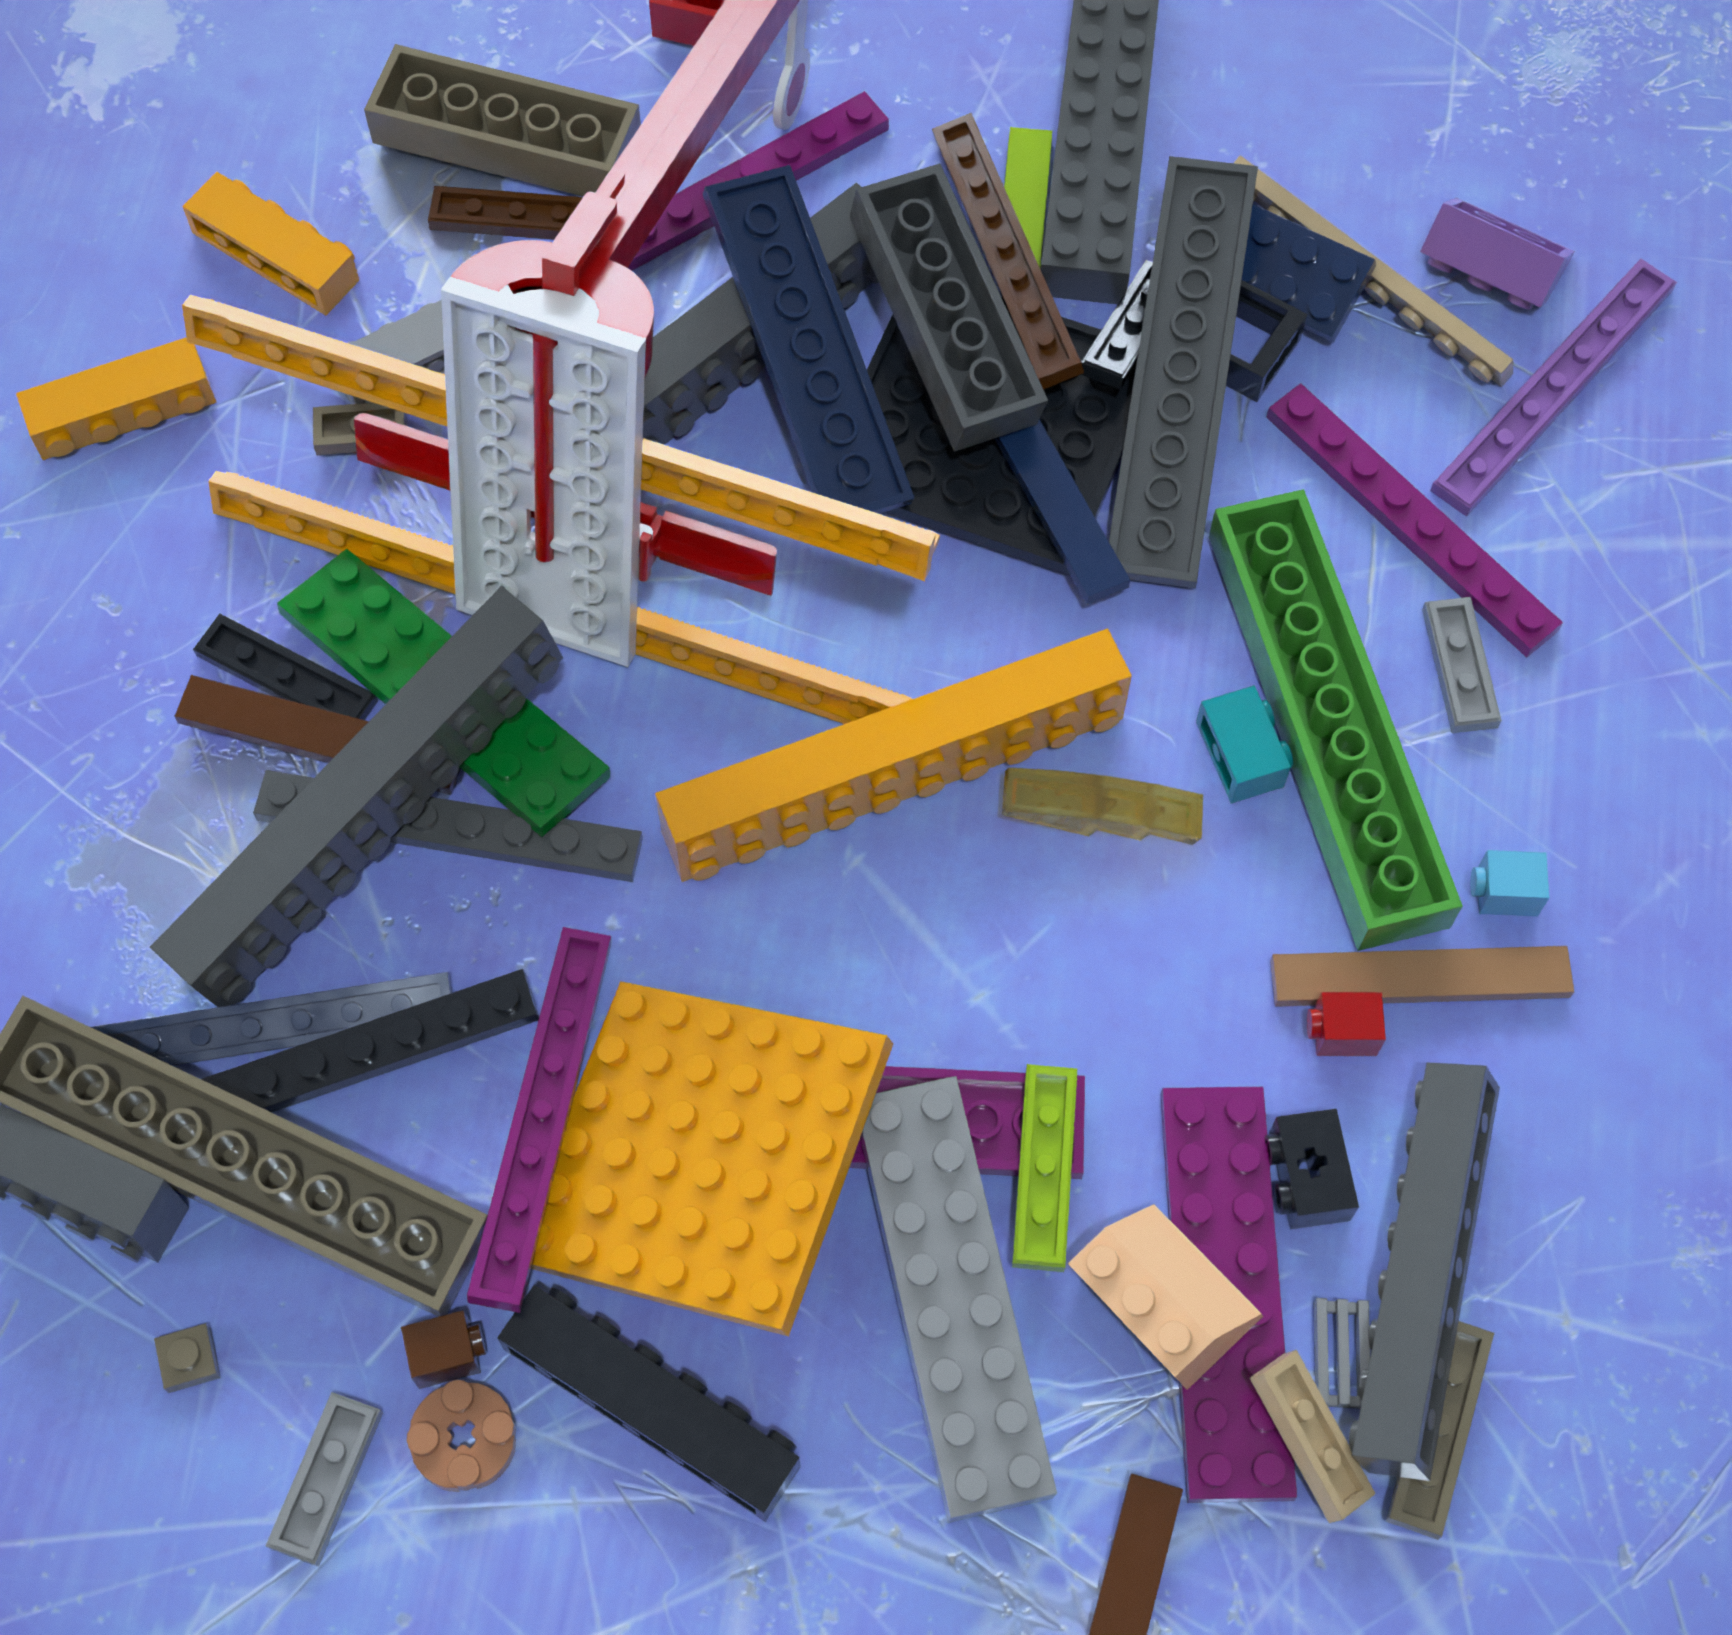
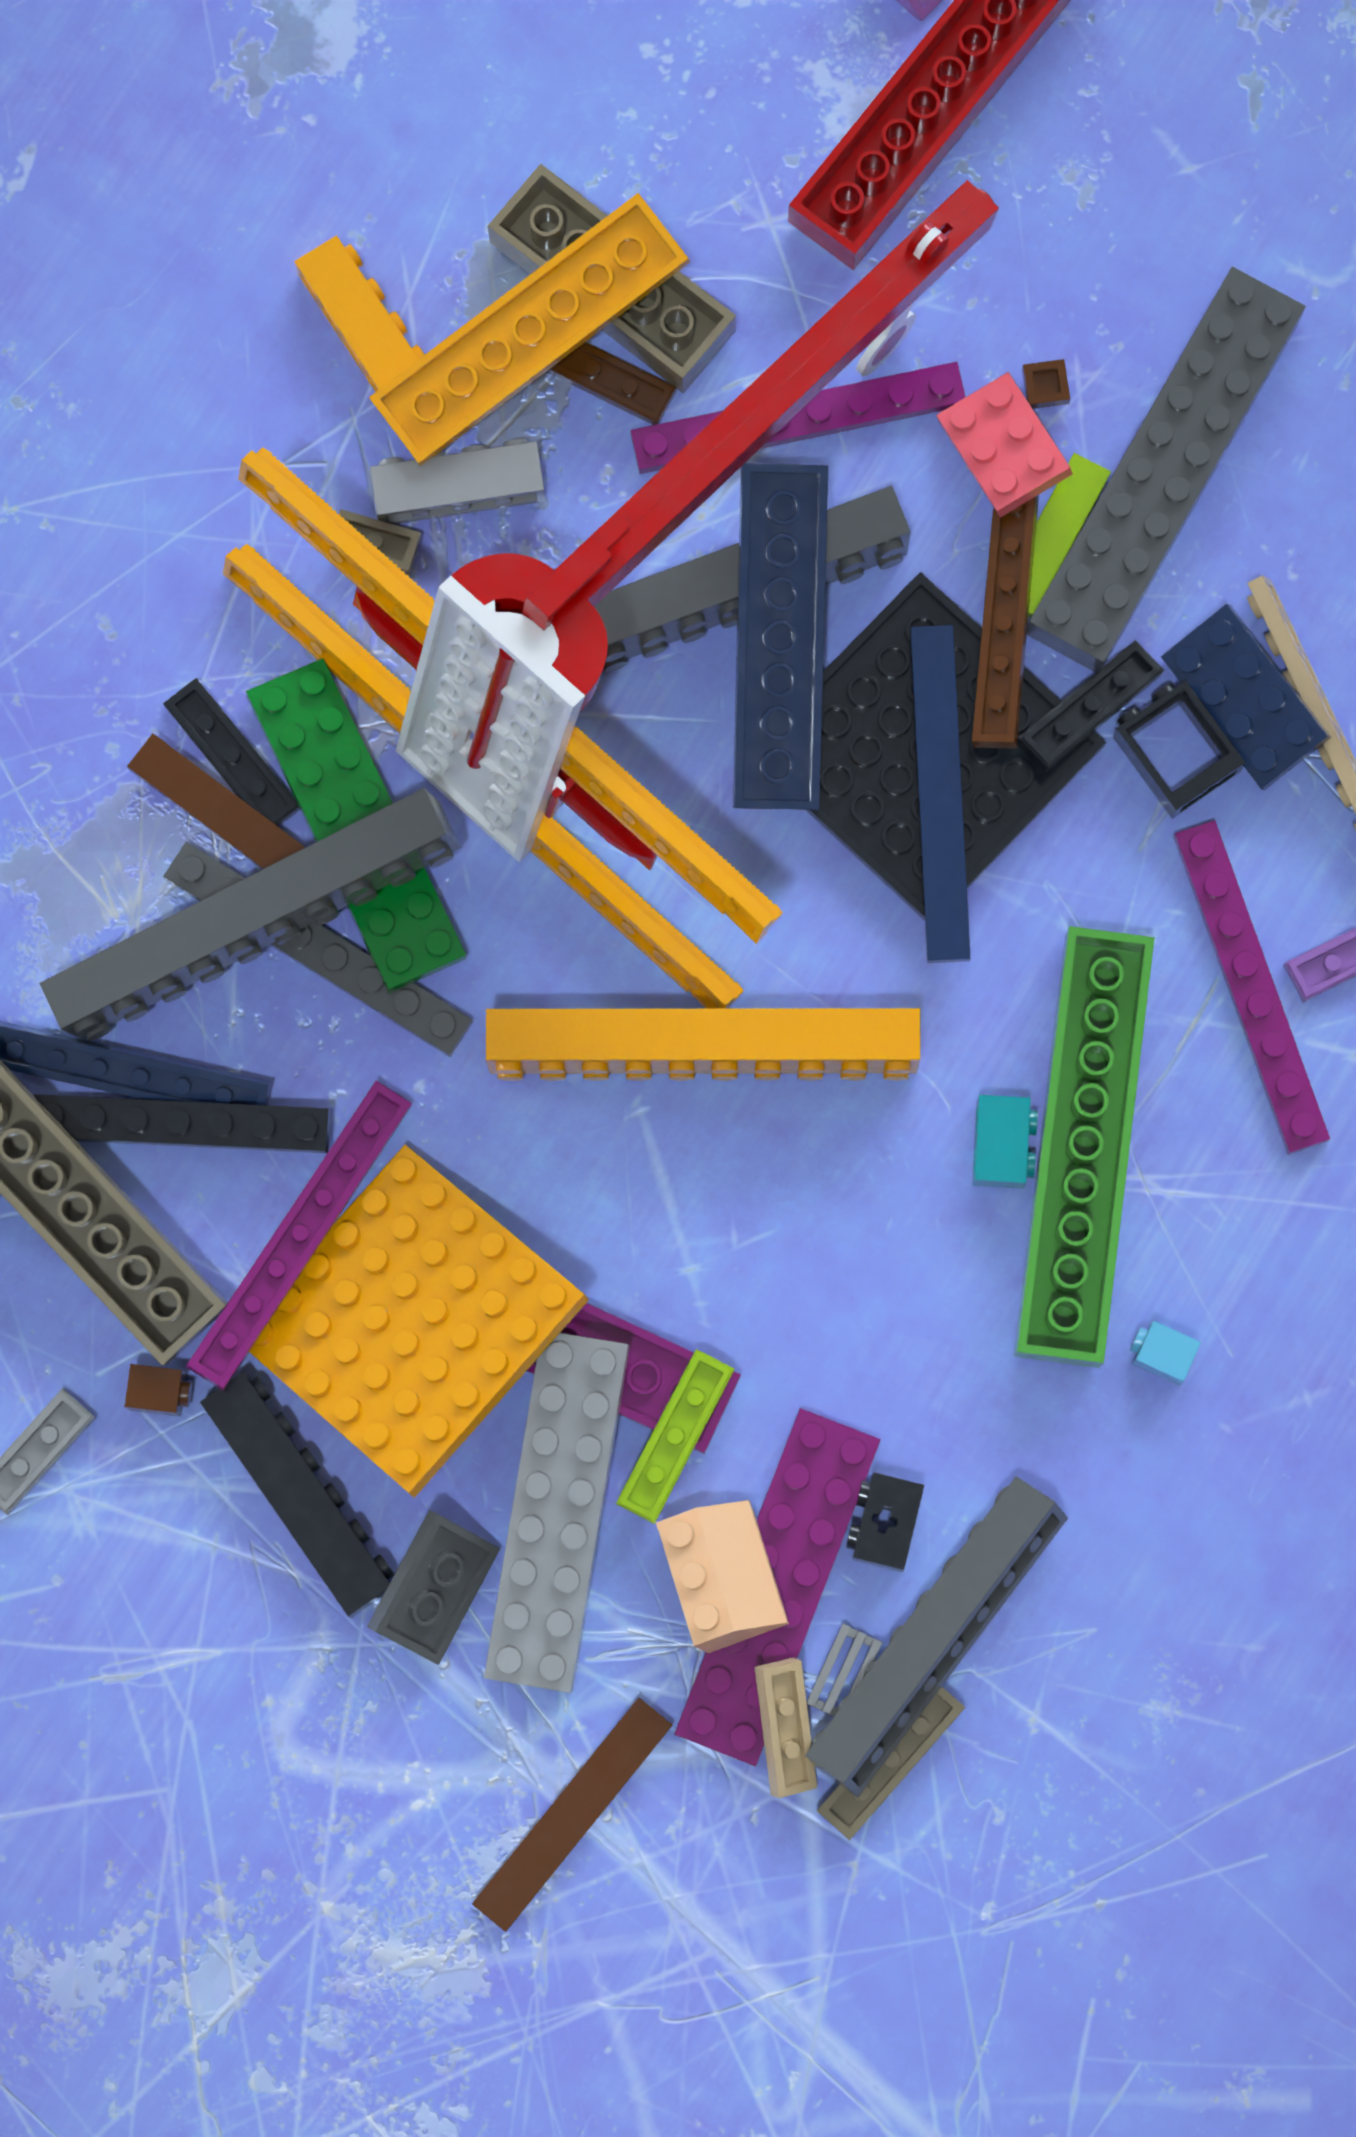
camera: 25 degrees right, 15 degrees up
(115, 398) = (174, 433): light orange brick -> none
(439, 179) = (529, 329): none -> light orange plate
(456, 1406) = (124, 1454): nougat plate -> none
(847, 1441) = (433, 1587): none -> dark grey plate
(943, 128) = (1004, 444): none -> coral plate
(947, 307) = (914, 649): dark grey brick -> none
(956, 81) = (1046, 384): none -> reddish brown plate
(1102, 803) = (859, 1149): clear yellow slope -> none
(1182, 370) = (1107, 774): dark grey plate -> none
(1347, 1024) = (971, 1416): red brick -> none
(1425, 974) = (1055, 1399): medium nougat tile -> none
(1461, 665) = (1226, 1140): light grey tile -> none

